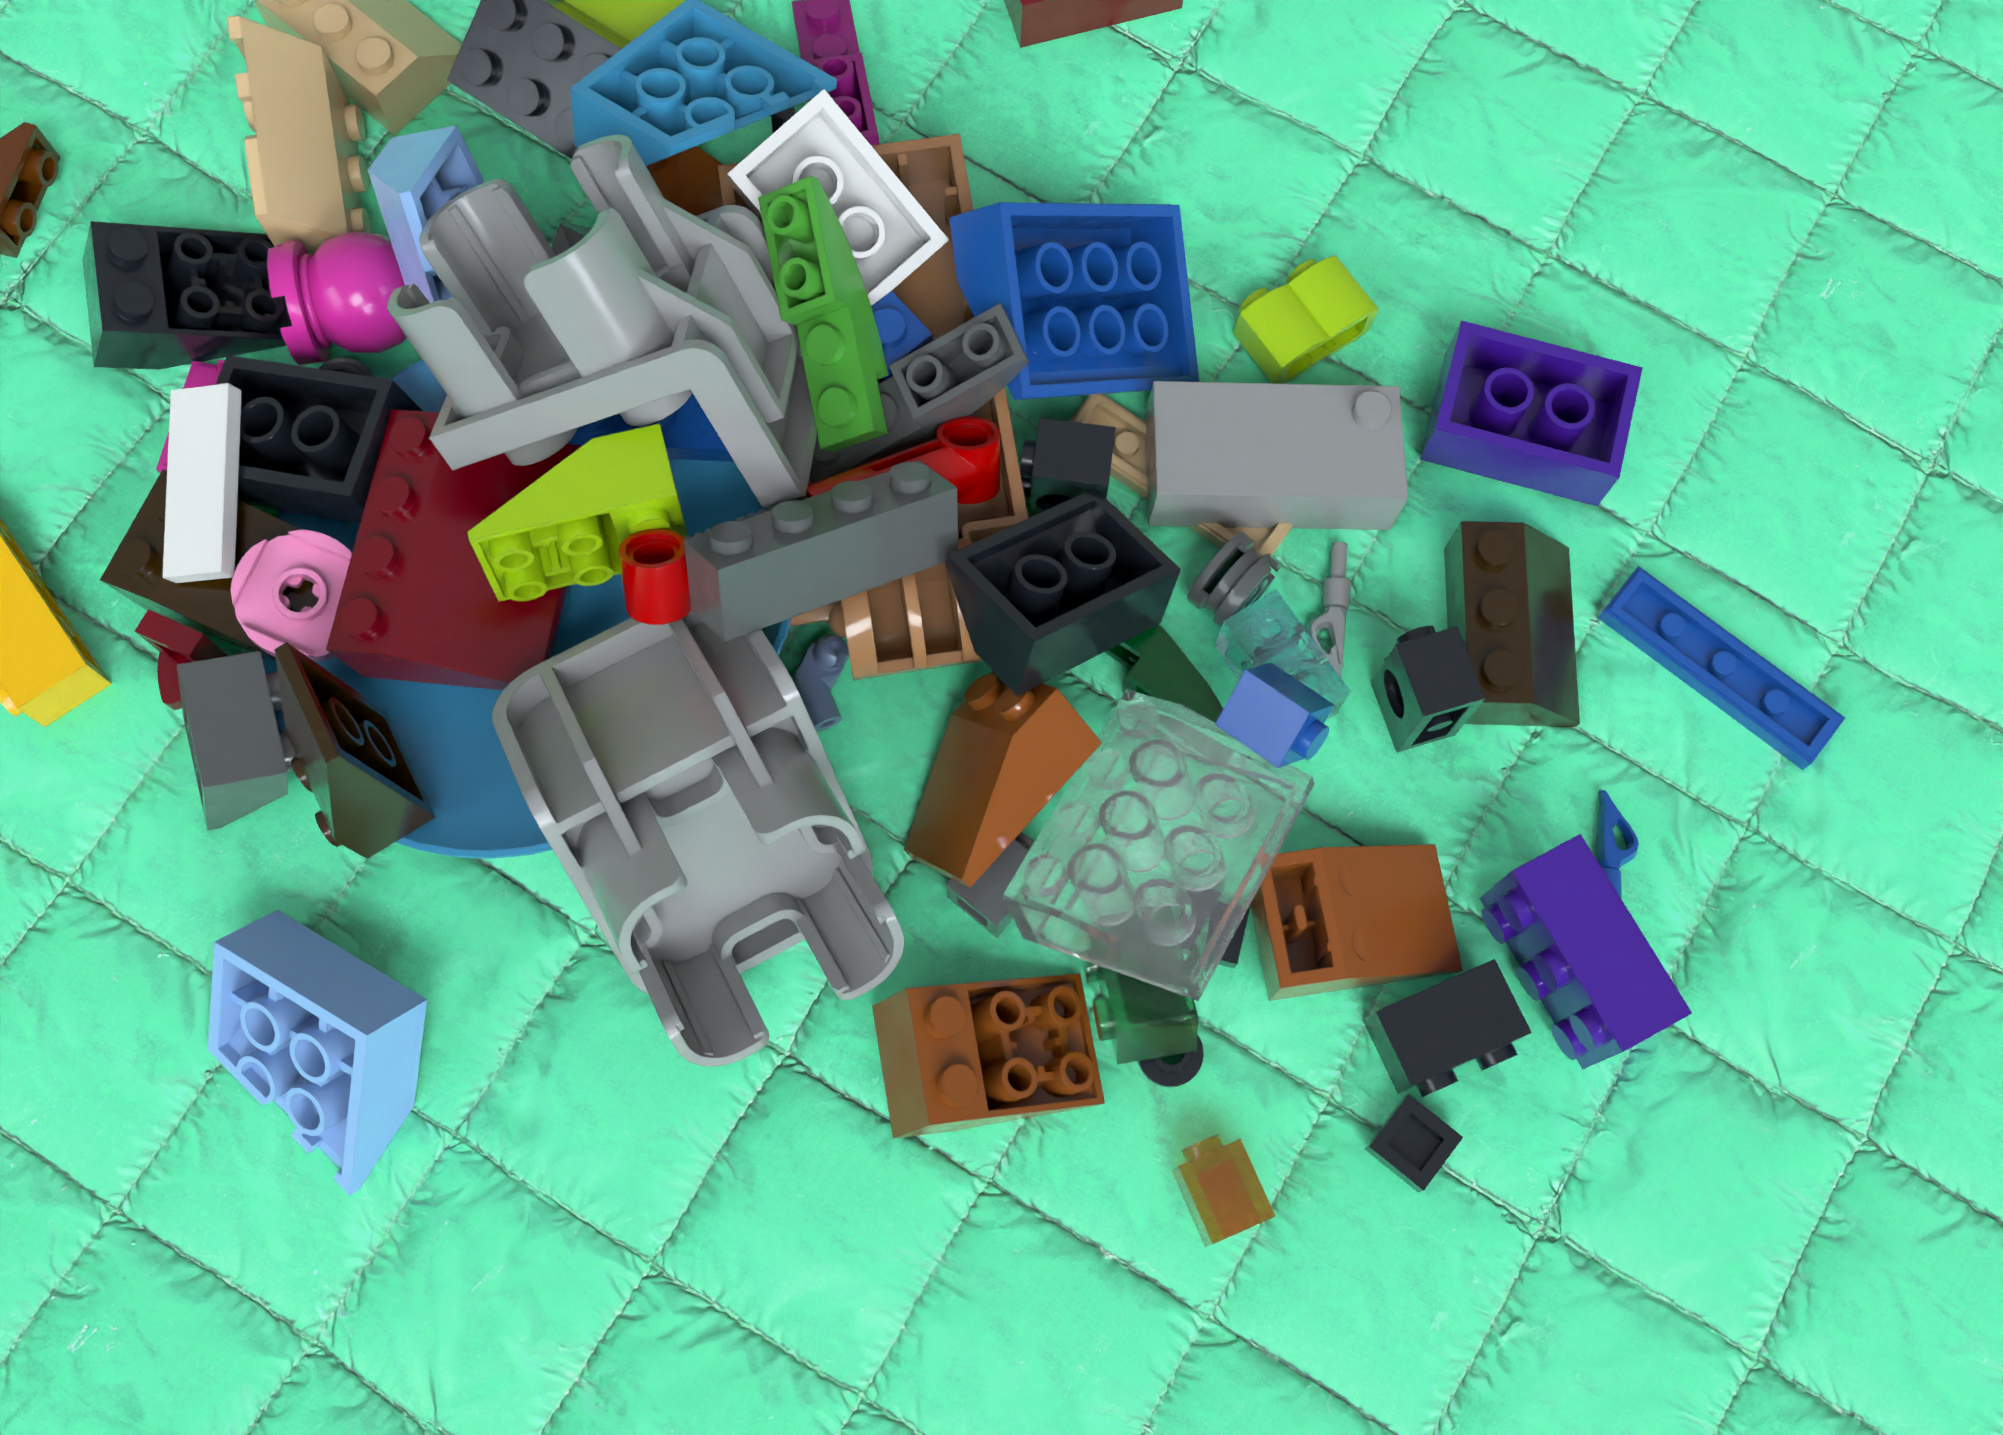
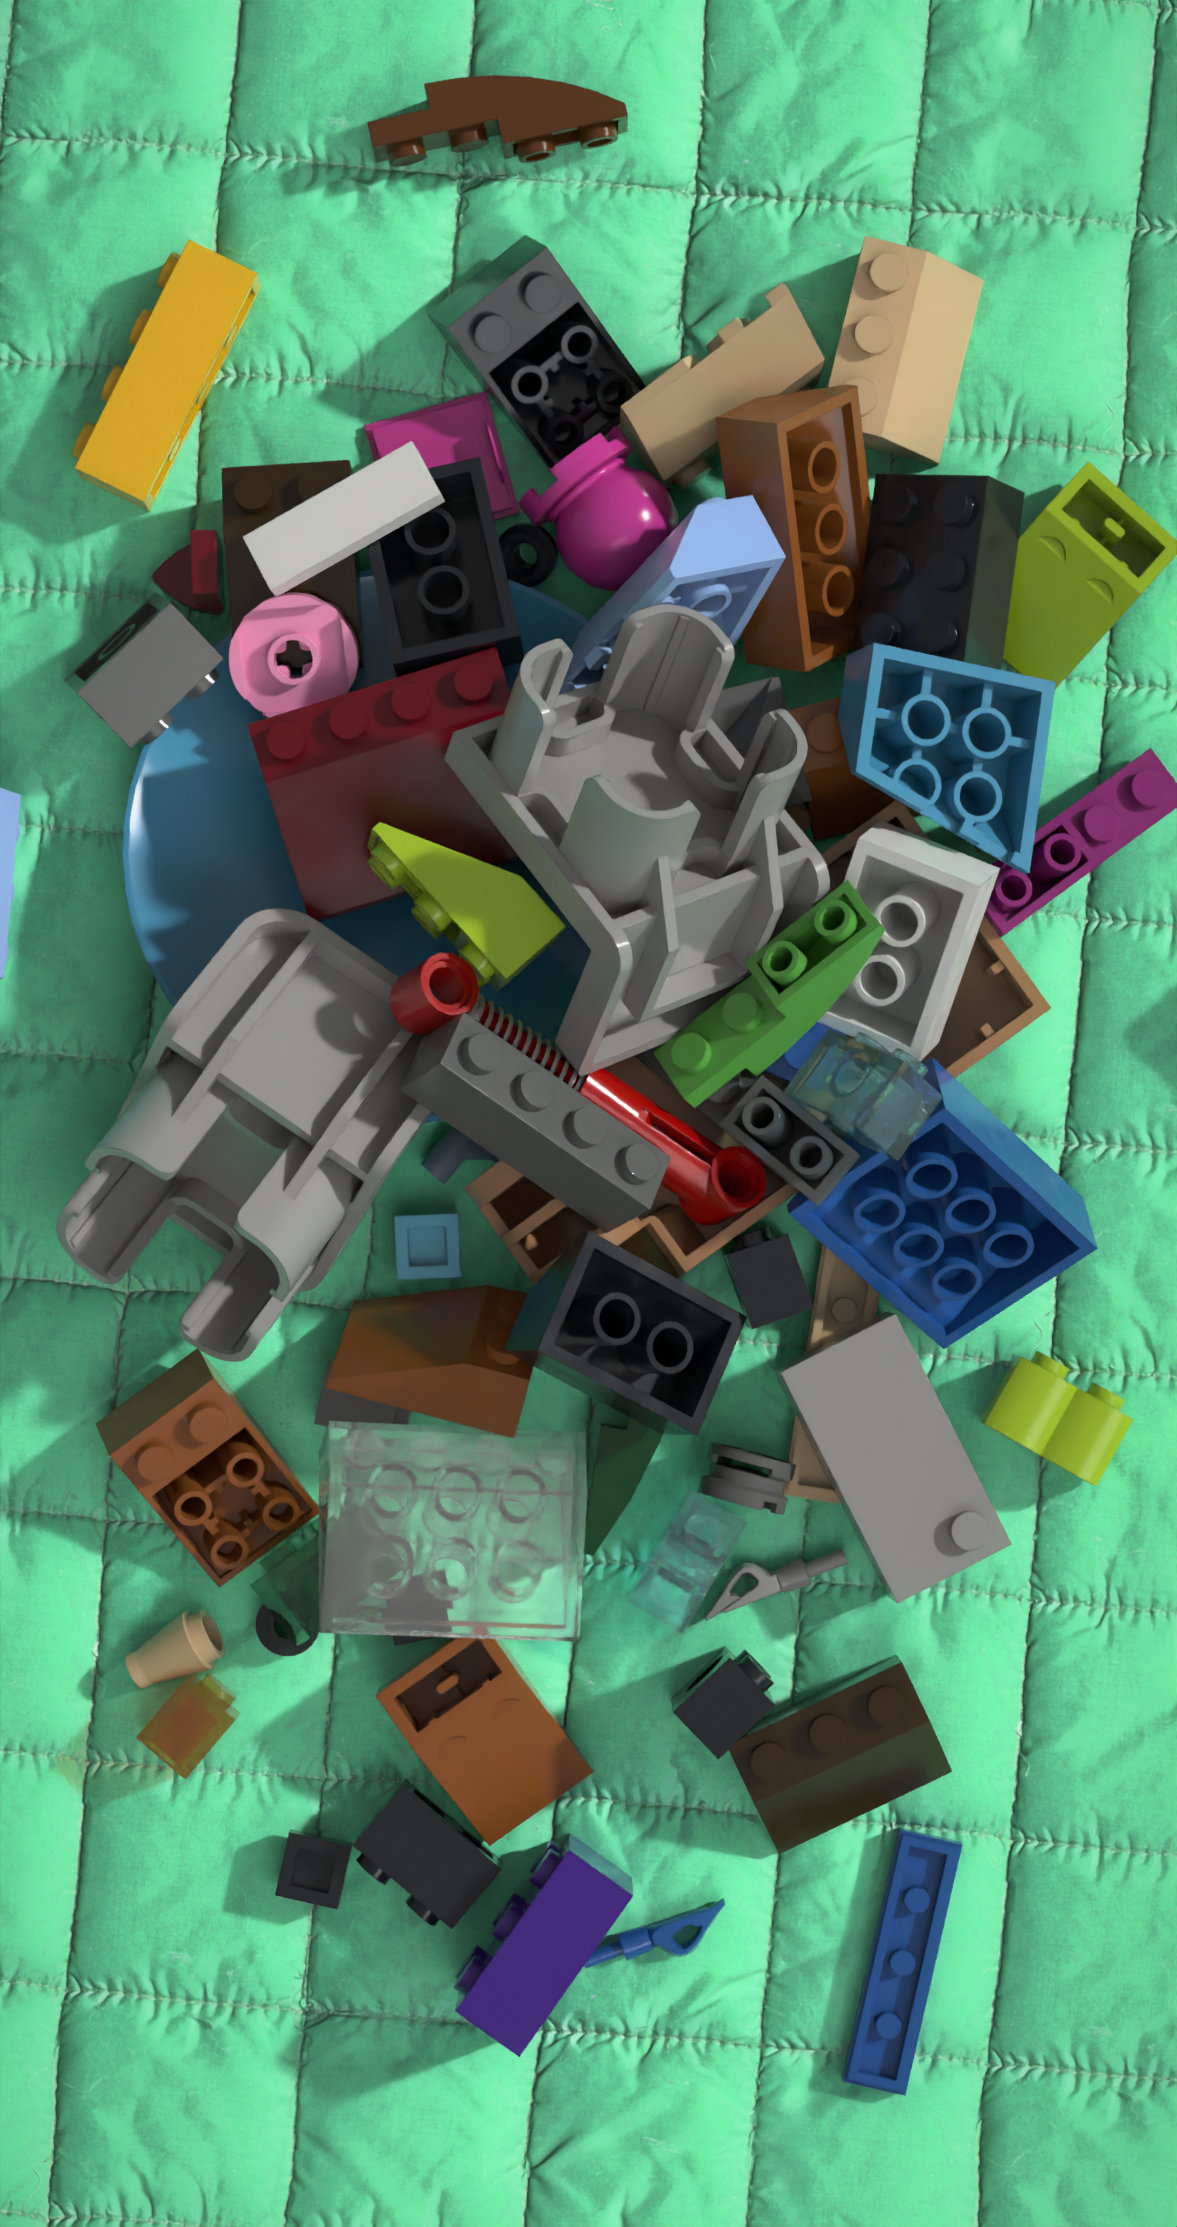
camera: 65 degrees right, 15 degrees up
(348, 758) = (162, 805): dark brown slope -> none
(389, 97) = (810, 480): none -> dark orange slope
(889, 756) = (427, 1246): none -> medium azure plate
(951, 272) = (865, 1092): none -> clear light blue brick
(1145, 1170) = (177, 1650): none -> tan cone
(1276, 715) = (616, 1580): brick -> none
(1531, 413) = (1057, 1678): dark purple brick -> none

